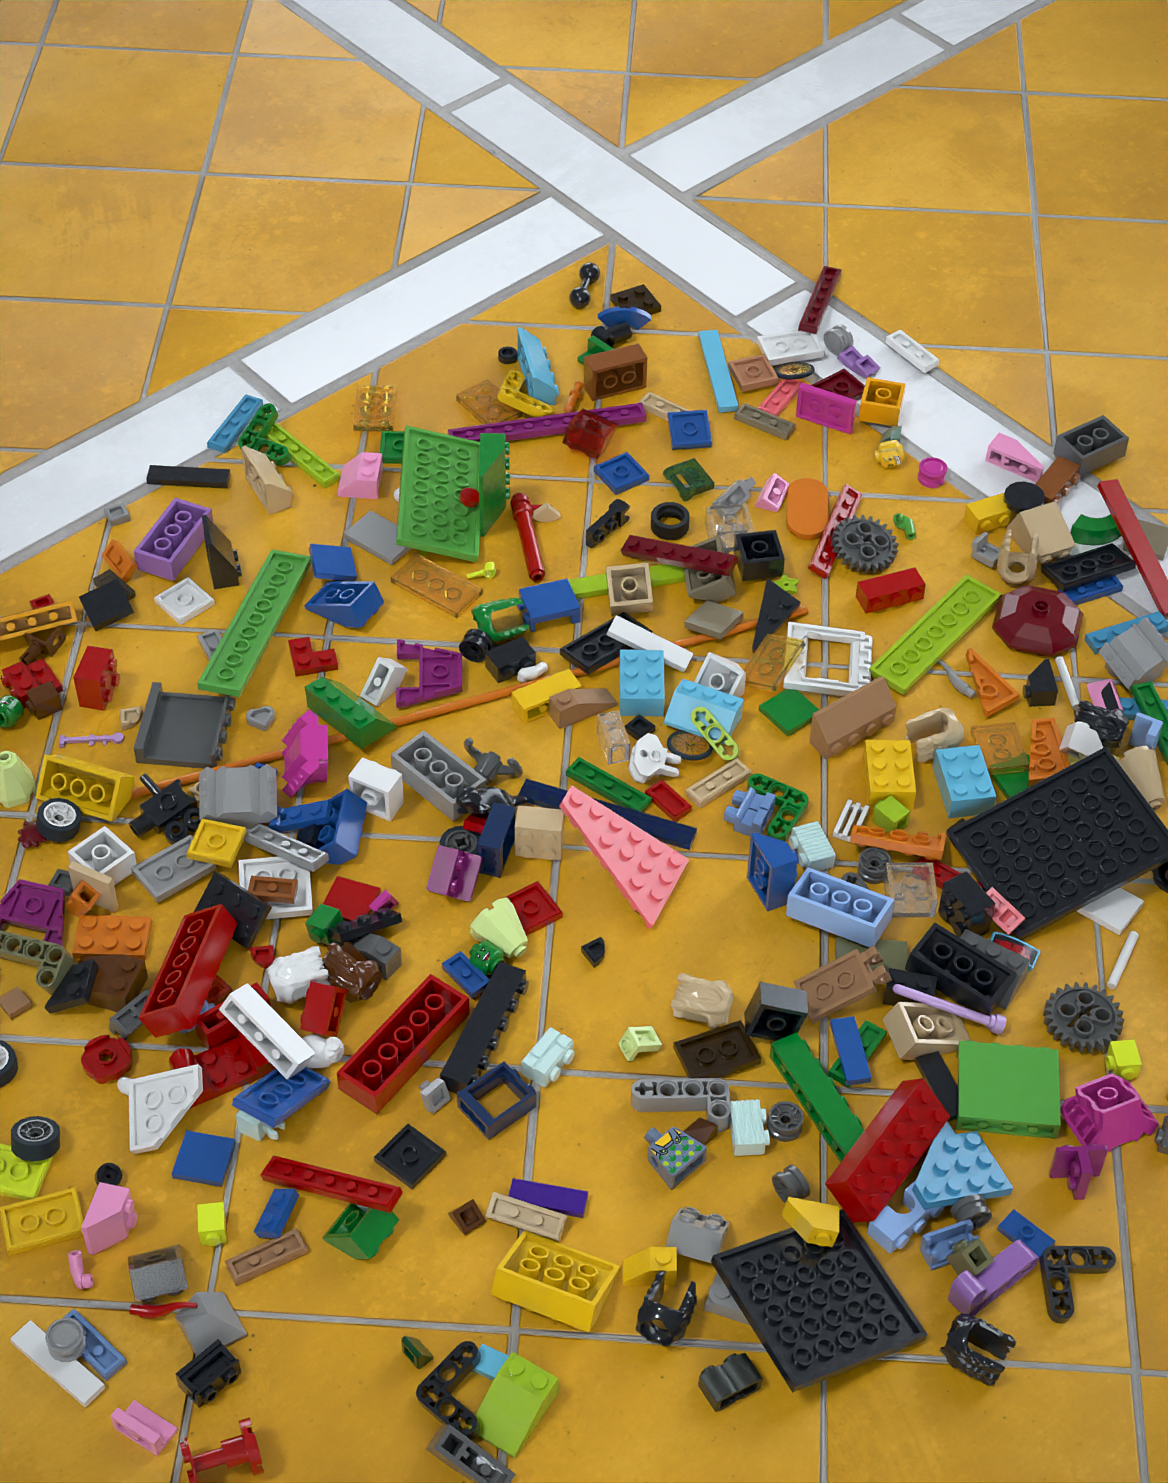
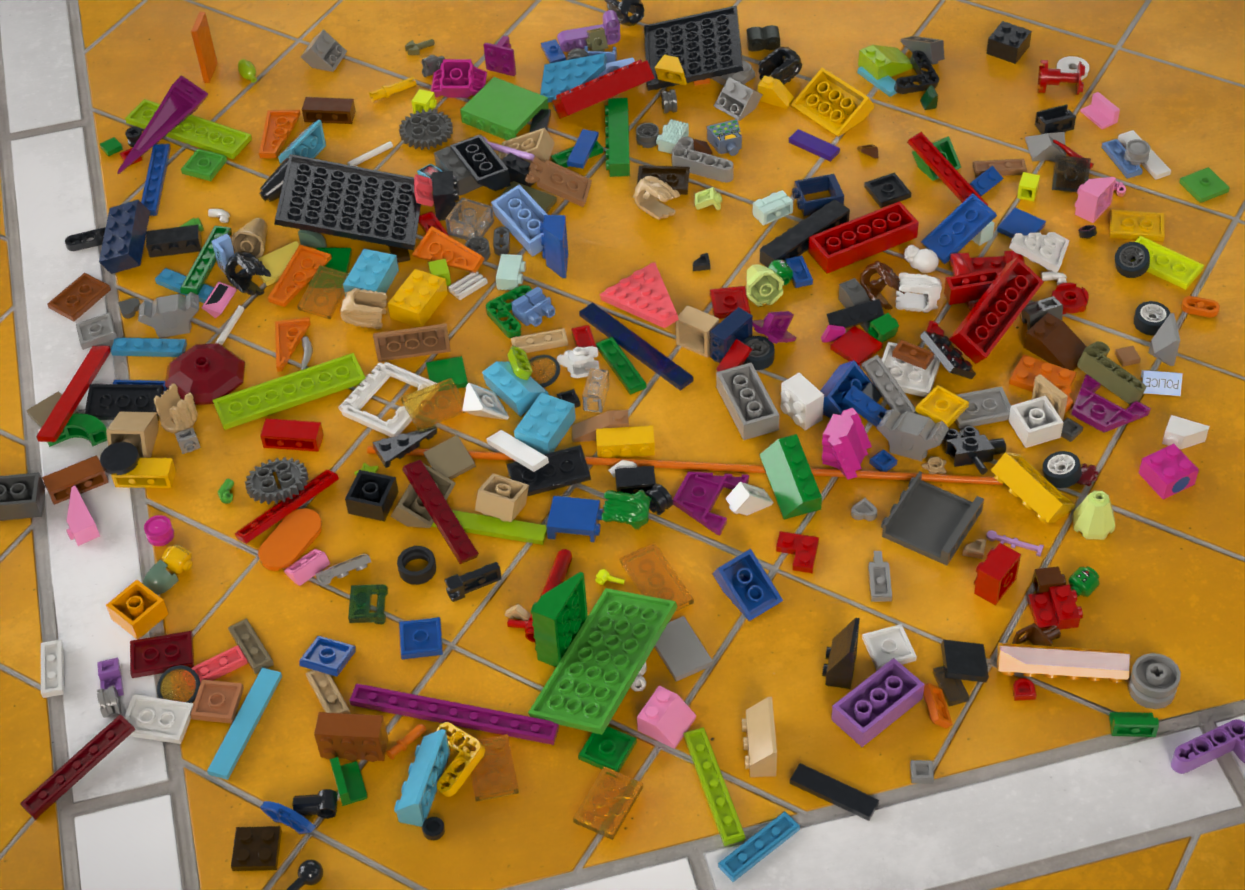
camera: 150 degrees left, 0 degrees up
(74, 988) = (1079, 338): black wing -> none
(254, 623) = (834, 584): bright green plate -> none
(257, 440) = (746, 804): green beam -> none
(267, 1031) = (956, 252): white brick -> none
(323, 1009) = (909, 263): red brick -> none
(332, 562) = (738, 629): blue tile -> none
(434, 1094) = (857, 208): light grey tile -> none
(469, 497) = (580, 642): red tile -> none
(482, 799) = (721, 360): black animal -> none
(490, 765) = (705, 400): dark grey piece -> none
(526, 1216) = (833, 137): tan tile -> none
(589, 433) = (423, 676): clear red slope -> none
(728, 521) = (375, 529): clear brick -> none
(775, 1012) = (616, 171): black brick -> none
(826, 408) = (194, 615): dark pink tile -> none
(1041, 686) = (252, 325): black slope -> none
(1061, 1271) = (547, 32): black beam -> none
(1080, 740) = (277, 255): white slope -> none

